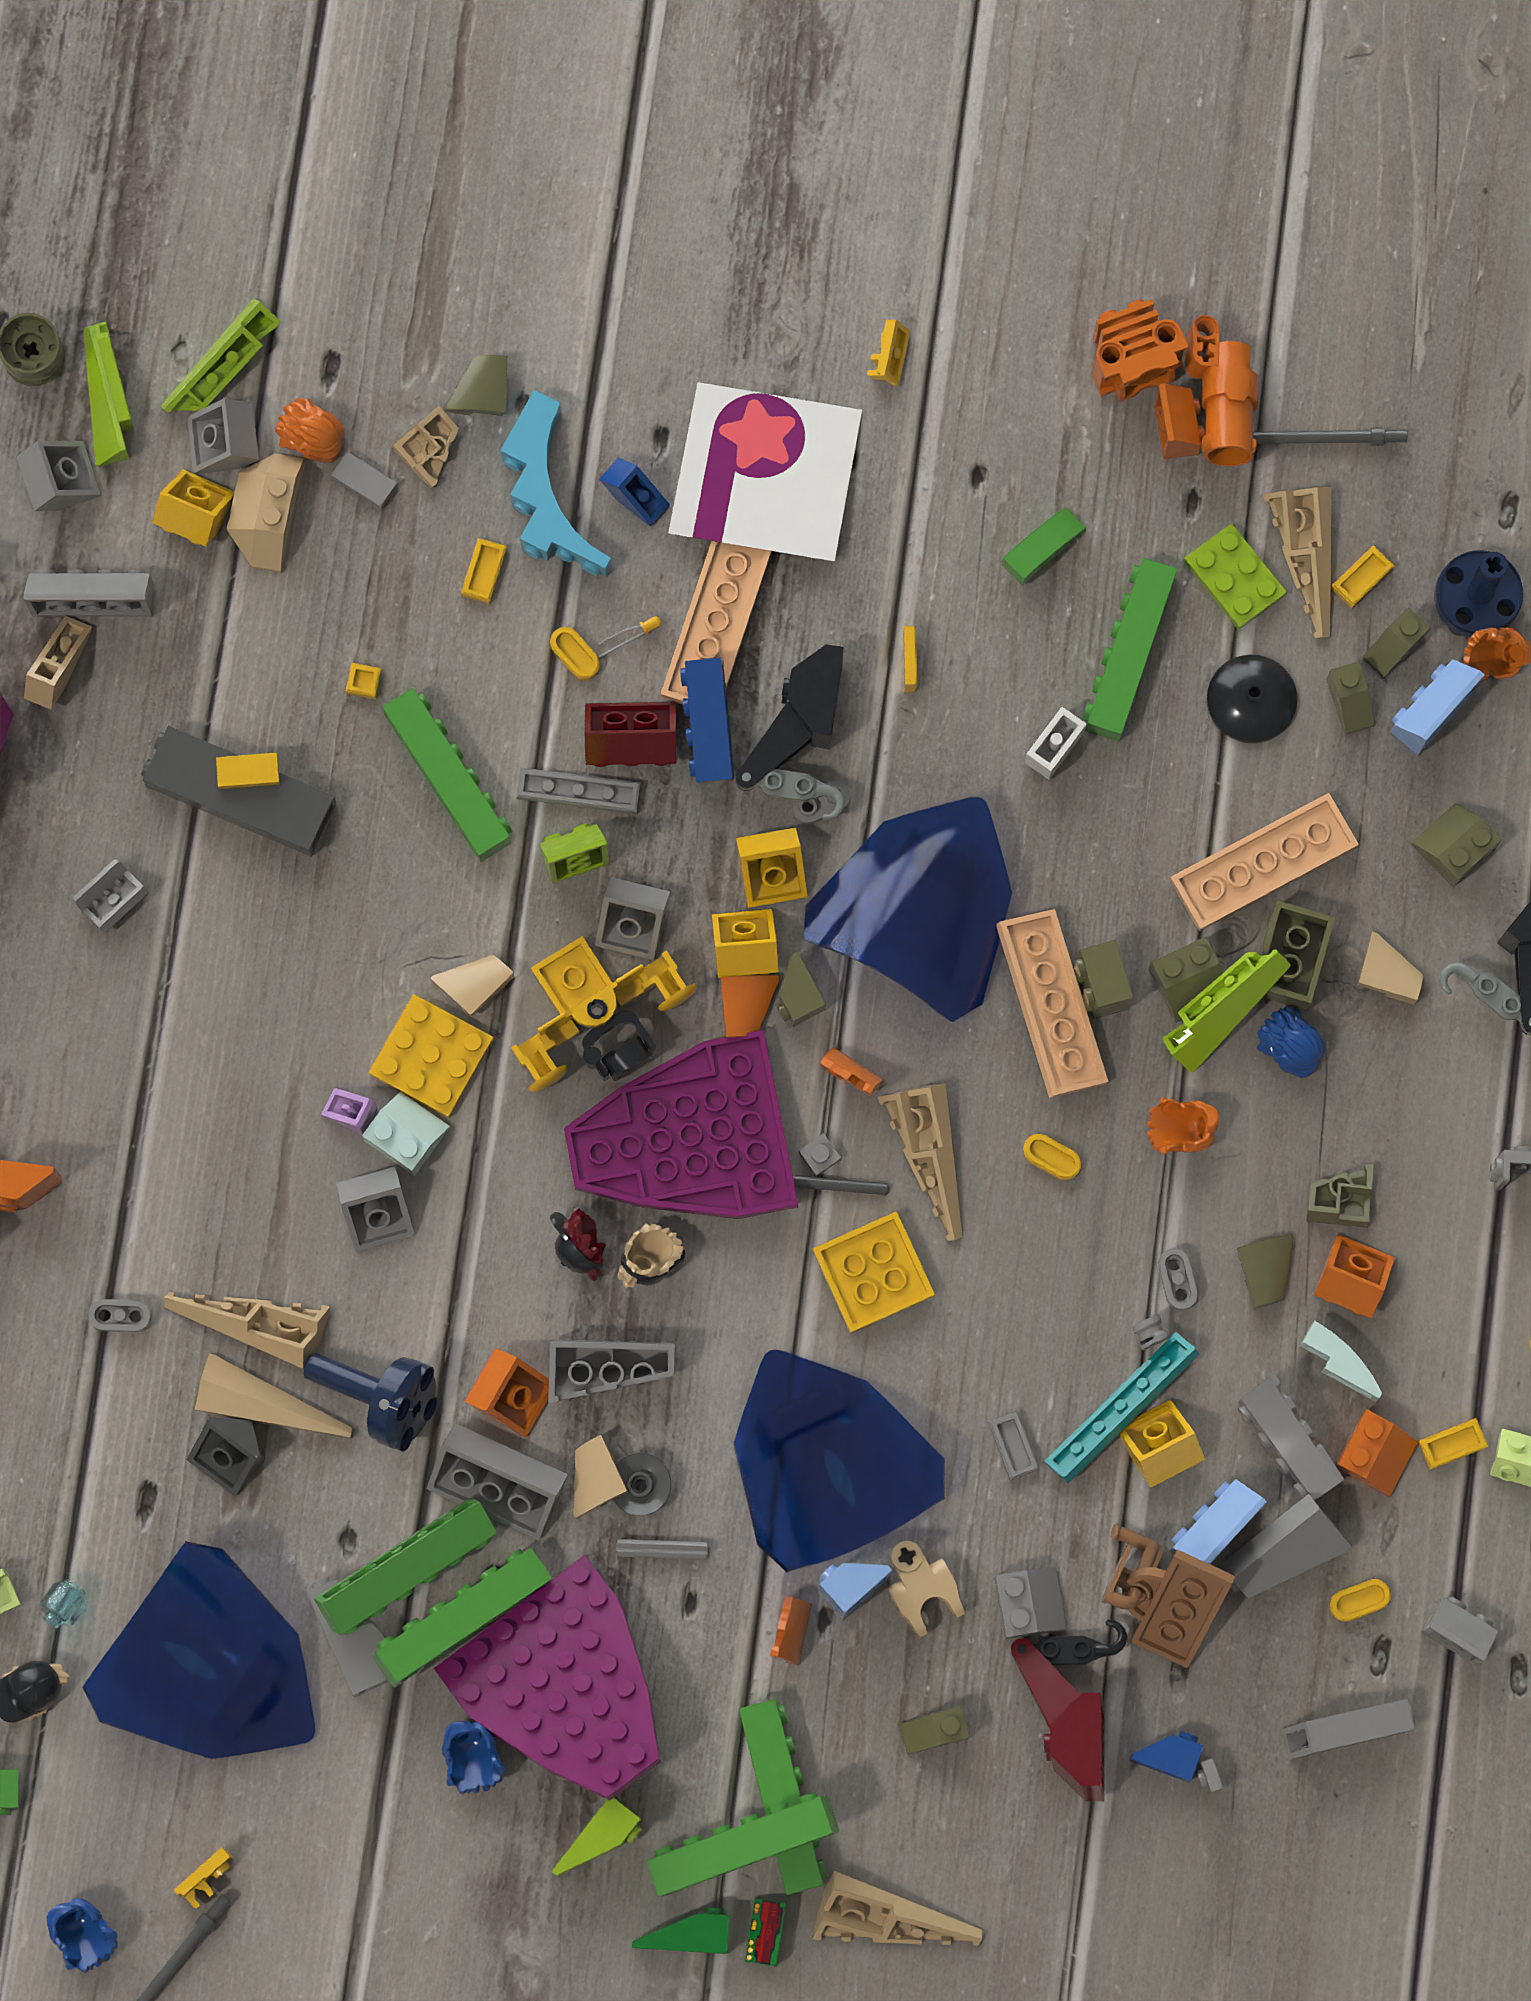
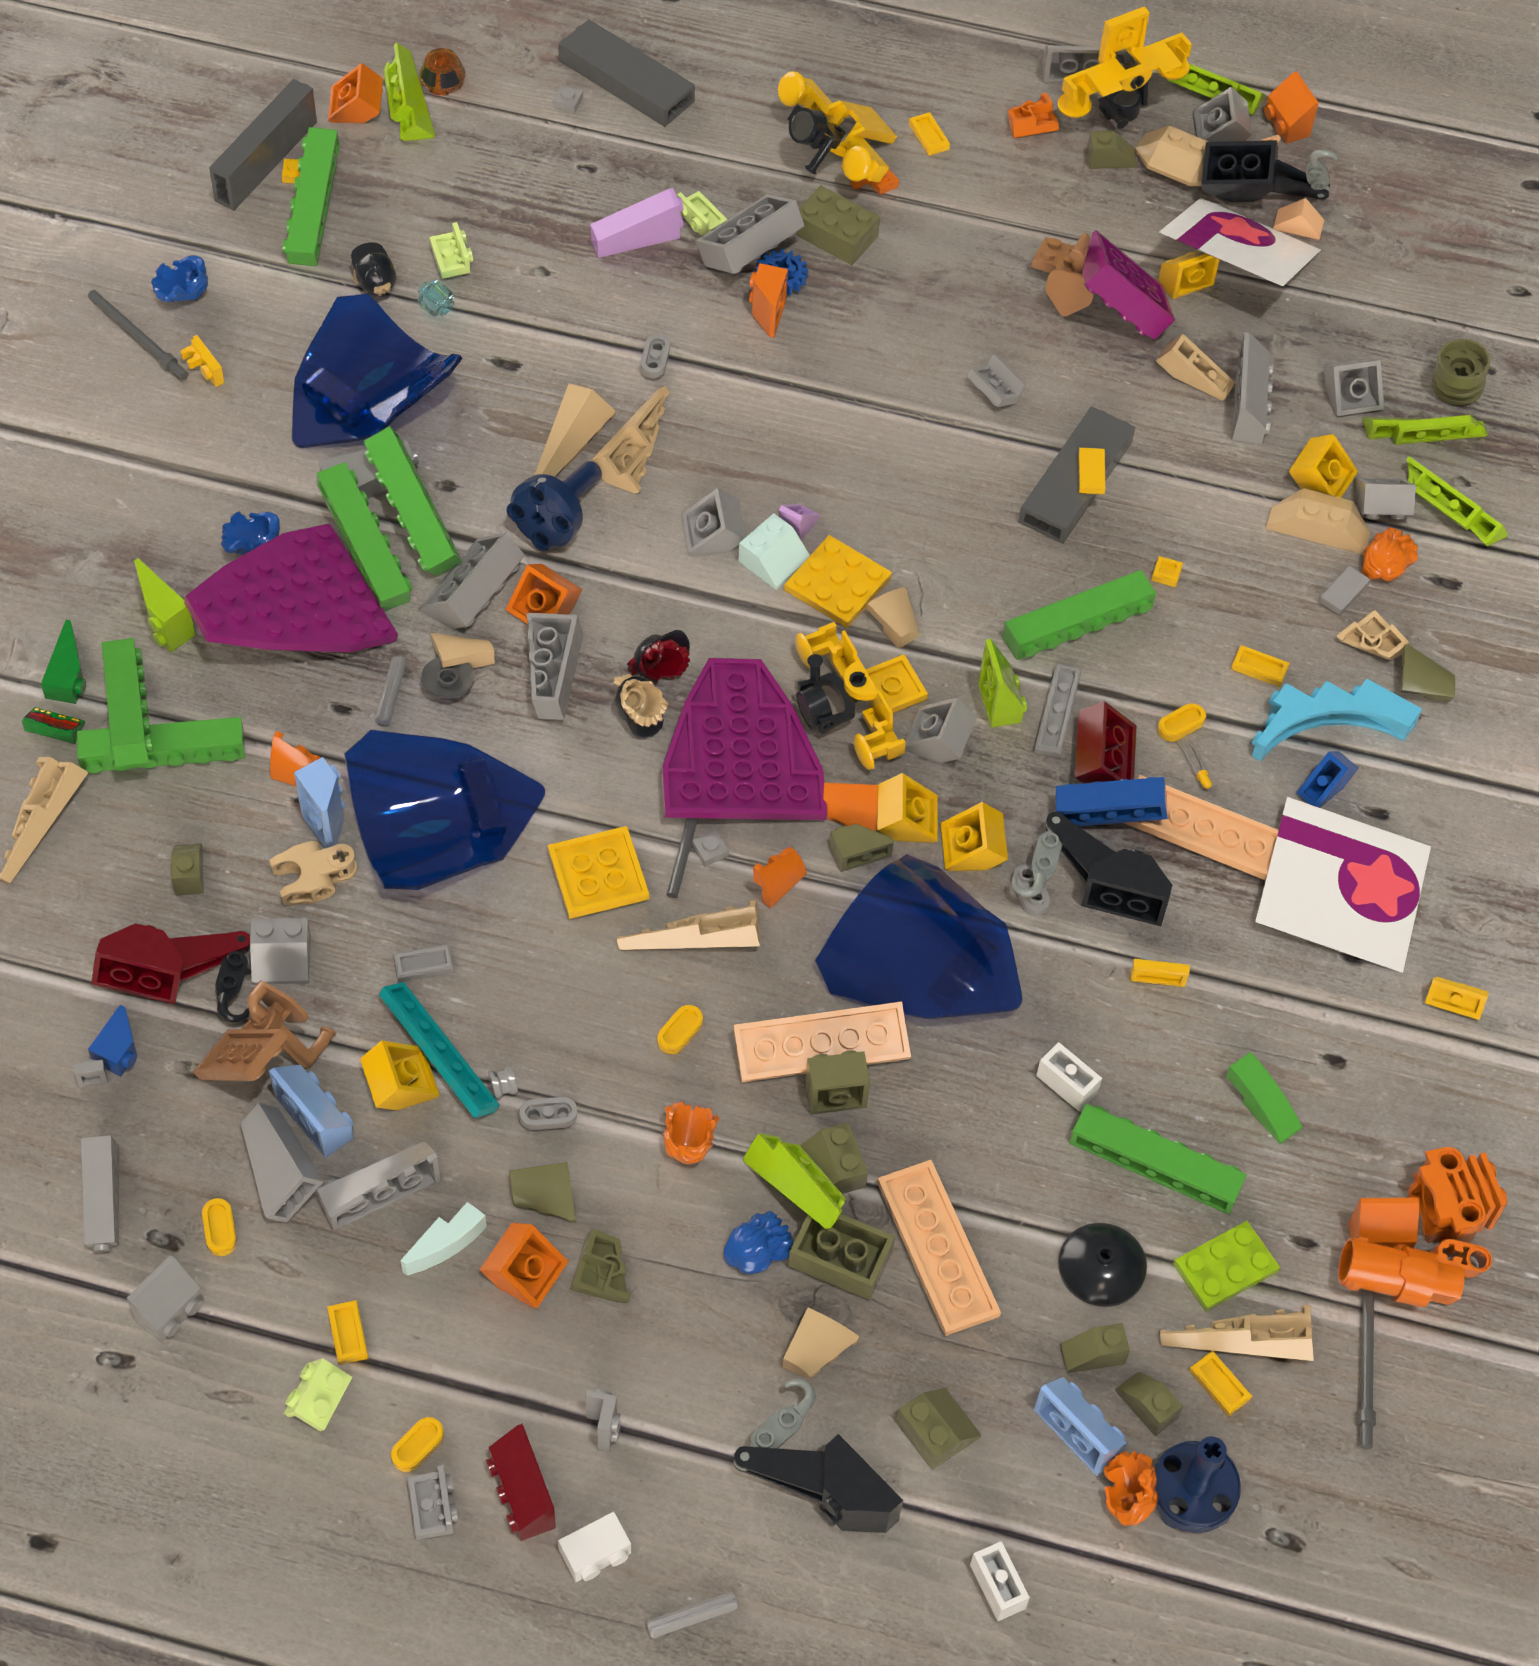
camera: 95 degrees right, 20 degrees down
(227, 1452) = (532, 411): dark grey slope -> none
(1376, 1453) = (352, 1257): orange slope -> none

